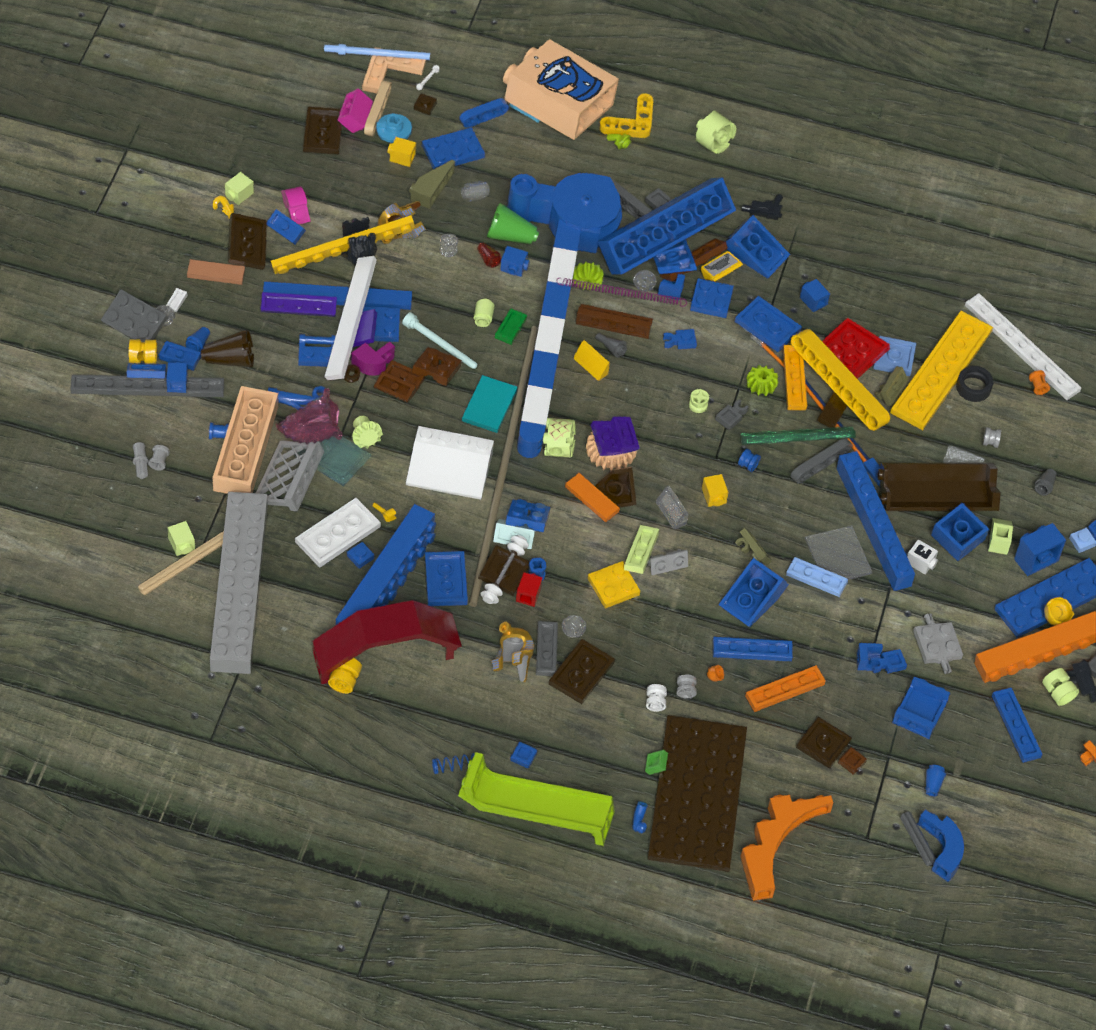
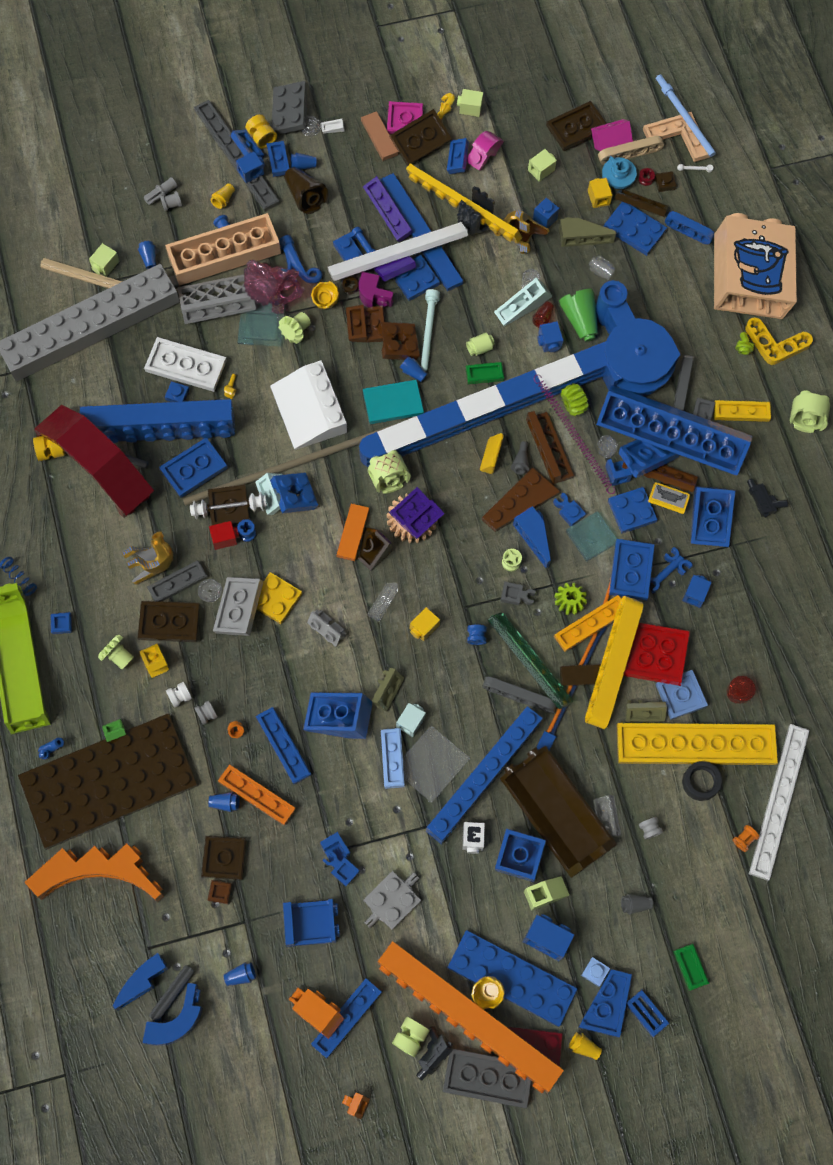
camera: 60 degrees right, 15 degrees up
(186, 418) = (222, 196): none -> yellow cone
(201, 503) = (148, 253): none -> blue cone
(210, 244) = (402, 114): none -> dark pink tile
(343, 174) = (542, 165): none -> yellowish green brick
(351, 392) = (325, 295): none -> yellow hair
(394, 194) = (546, 213): none -> blue brick
(411, 109) = (646, 171): none -> dark red bush
(435, 129) = (641, 202): none -> dark brown tile
(467, 261) = (523, 302): none -> light aqua slope
(470, 371) = (413, 369): none -> blue cone
(585, 722) = (116, 652): none -> yellowish green gear
(606, 611) = (238, 606): none -> light grey plate
(611, 699) = (154, 660): none -> yellow slope
(641, 549) = (321, 599): yellowish green plate -> none
(646, 362) = (527, 492): none -> reddish brown wing
(679, 175) = (742, 411): none -> yellow plate
(687, 372) = (532, 529): none -> blue slope
(715, 338) = (591, 536): none -> clear light blue tile
(776, 713) = (226, 801): none -> blue cone
(780, 296) = (675, 562): none -> blue bar
(793, 545) = (411, 719): none -> light aqua brick
(895, 853) = (140, 981): none -> blue slope
(917, 313) = (740, 690): none -> clear red piece
(999, 739) = (316, 1011): none -> orange brick

